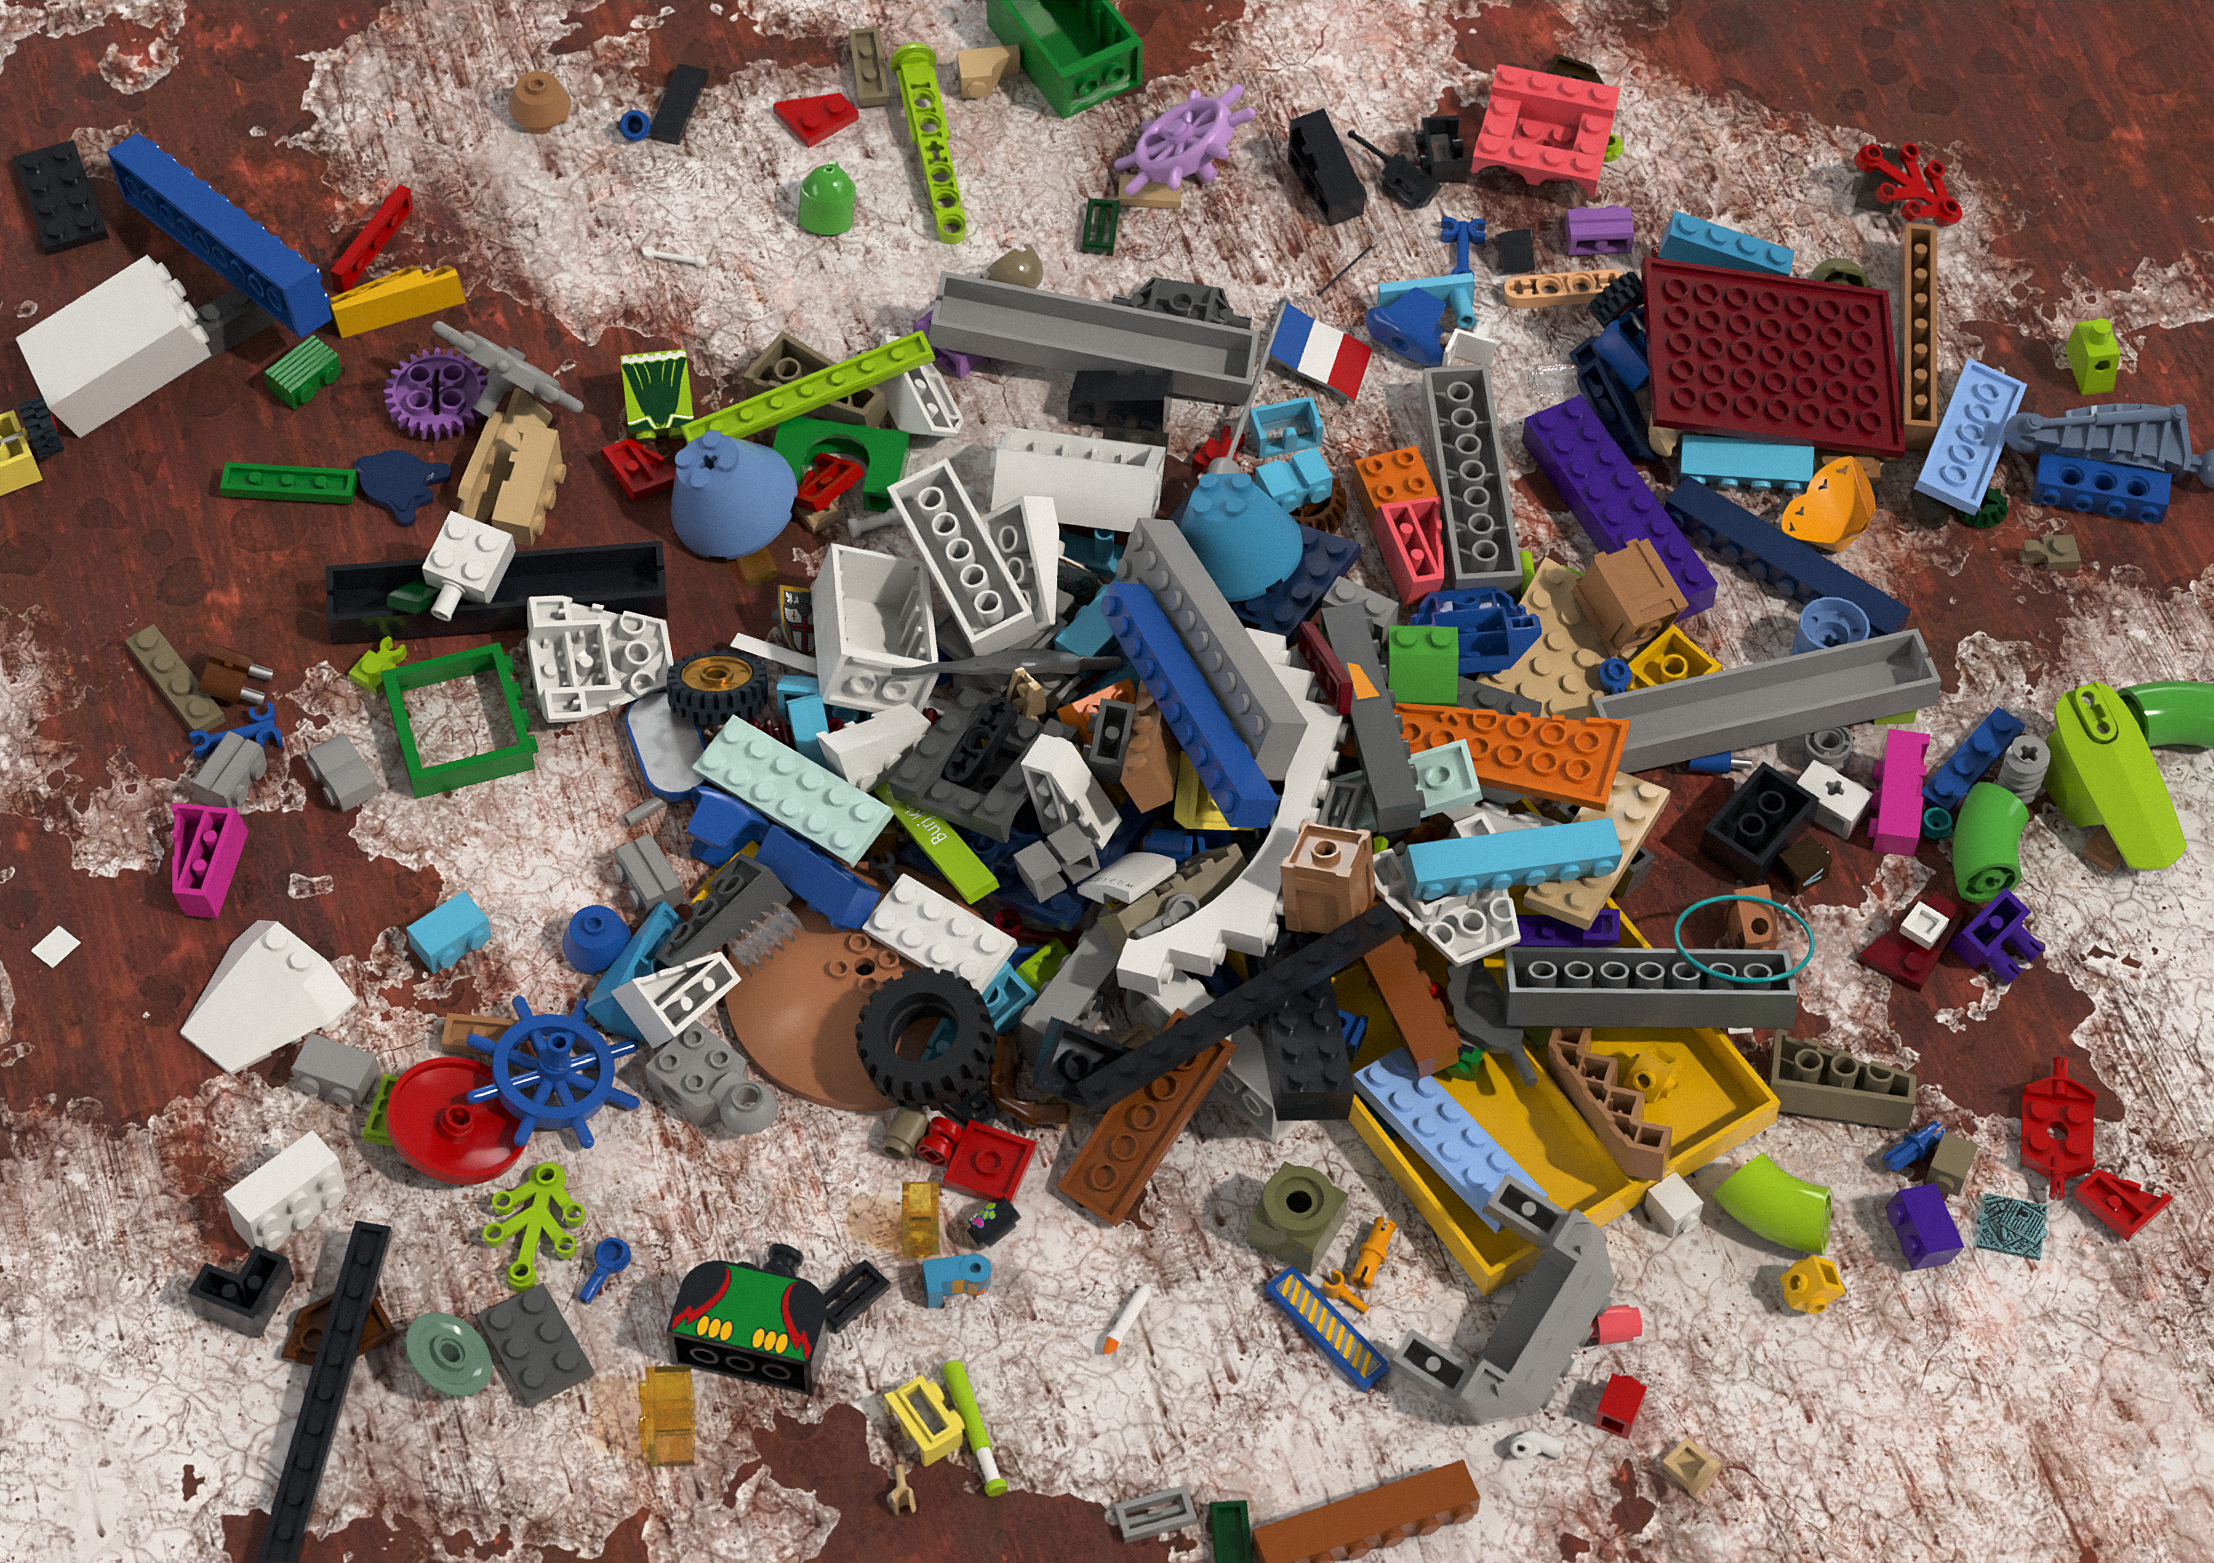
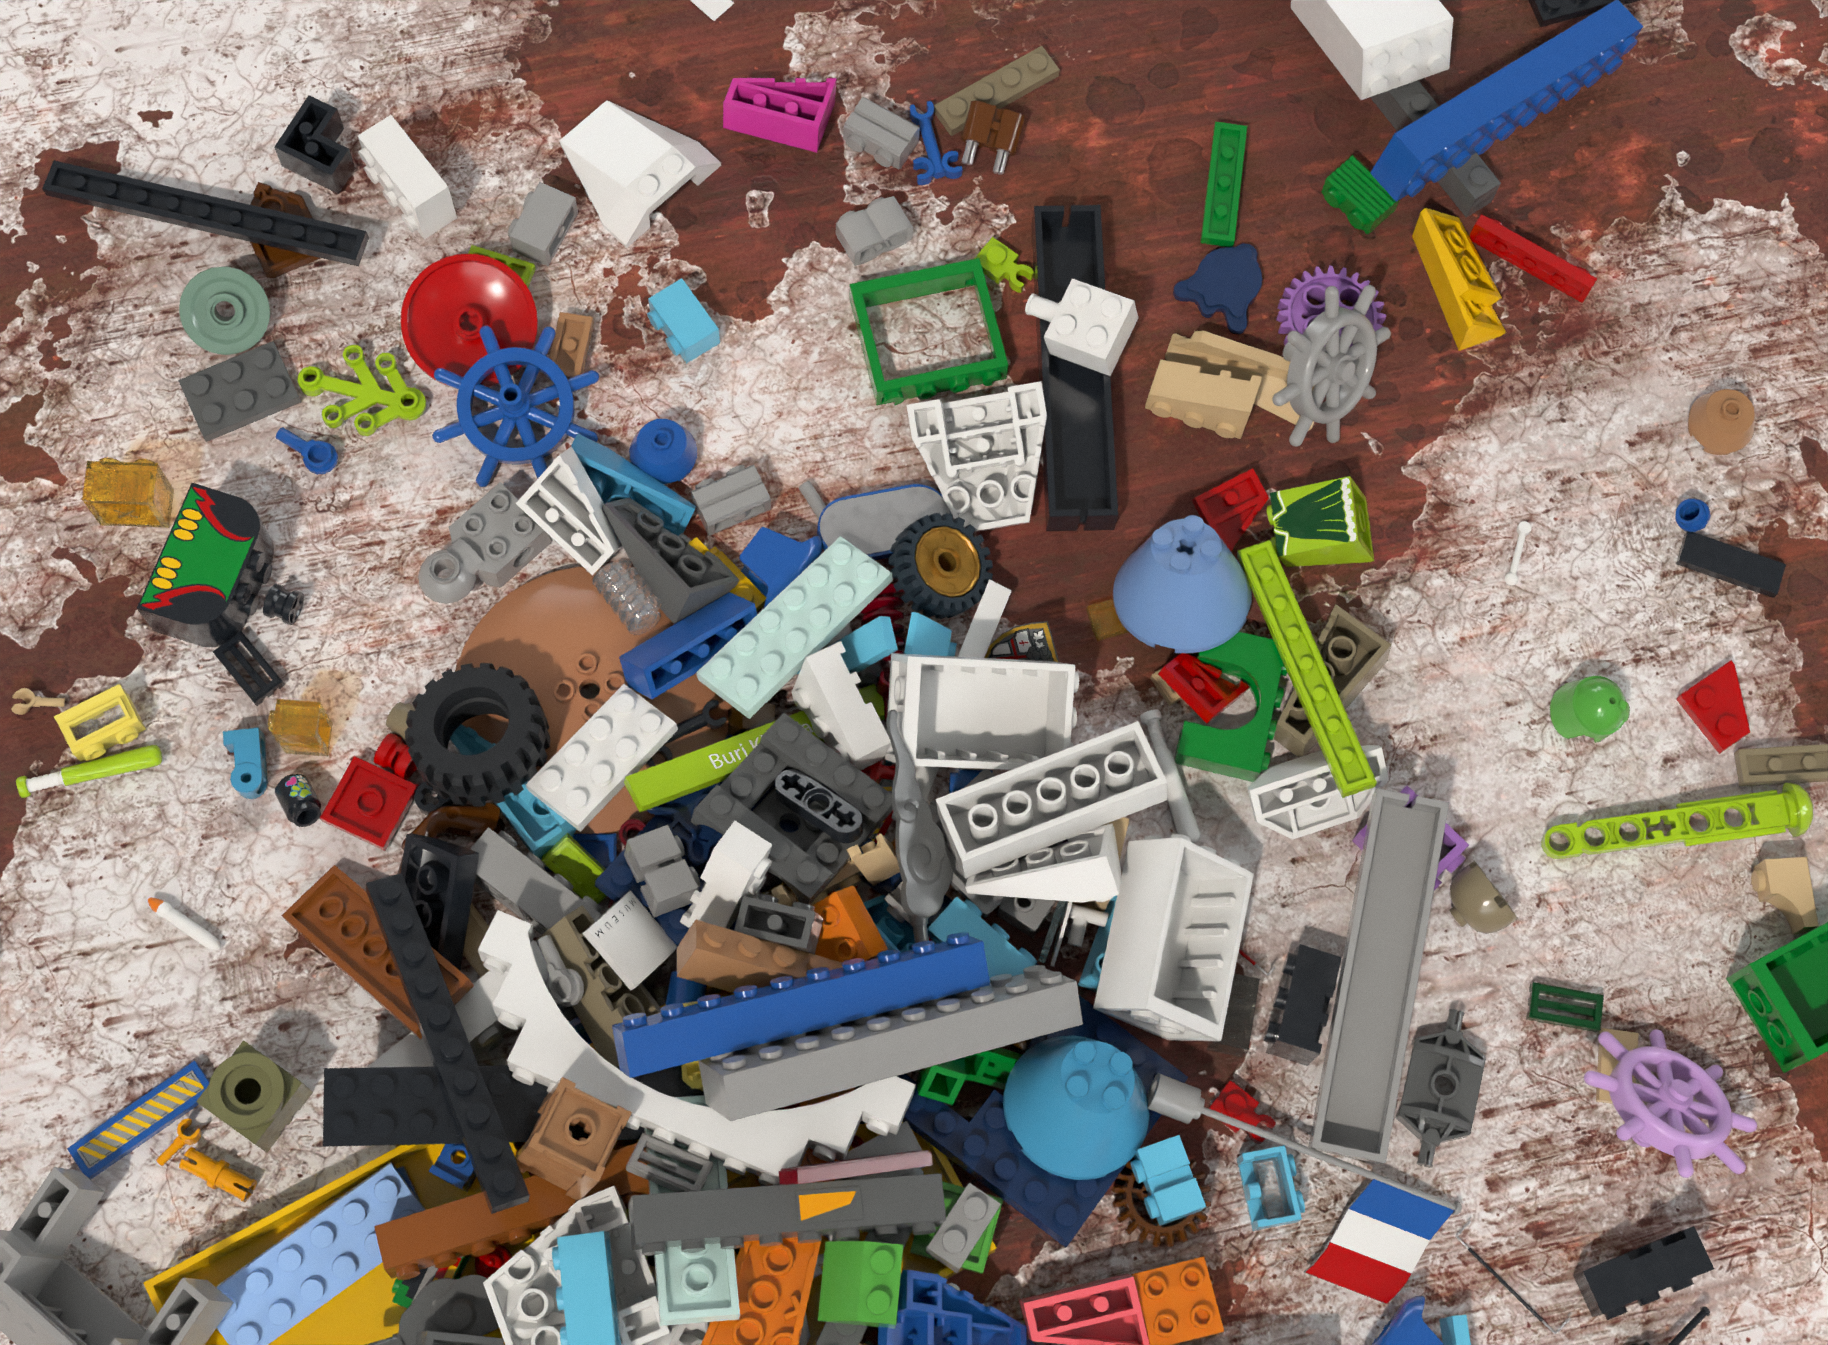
camera: 90 degrees right, 15 degrees up
(413, 597) = (1051, 277): dark green tile -> none

